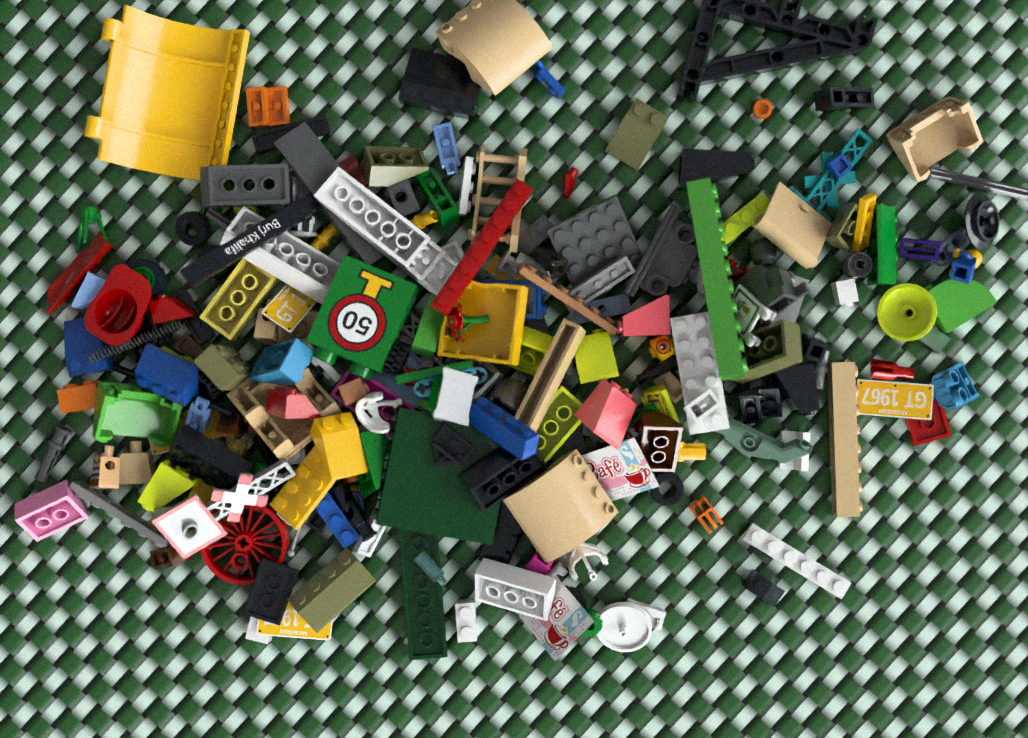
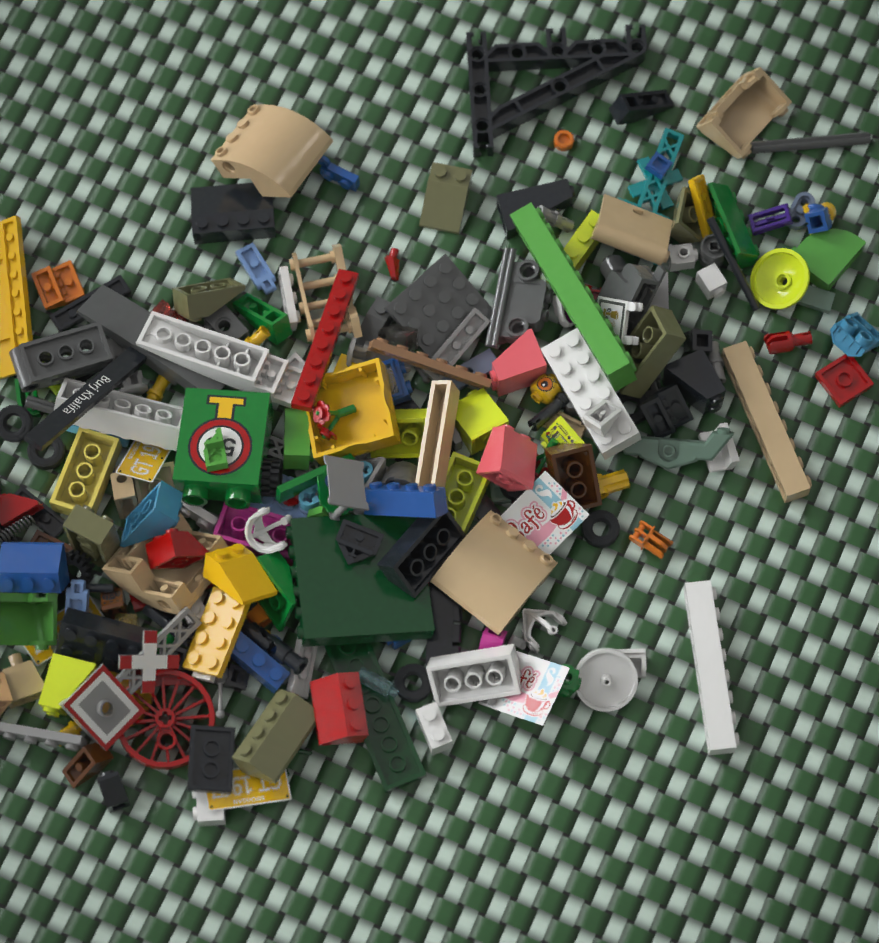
camera: 20 degrees left, 20 degrees down
(184, 588) = (113, 790): none -> black slope
(350, 329) = (215, 452): none -> bright green slope
(353, 391) = (234, 521): nougat brick -> none
(390, 584) = (339, 709): none -> red slope
(450, 572) = (406, 694): none -> black tyre
(715, 642) = (710, 669): none -> white brick
(727, 188) = (555, 219): none -> light grey pin
(763, 588) = (740, 595): black slope -> none
(796, 560) = (764, 559): white plate -> none
(823, 264) = (679, 261): none -> white brick
(870, 285) = (733, 263): none -> black piece
(895, 399) = (802, 366): yellow sticker -> none
(981, 221) = (819, 173): black piece -> none

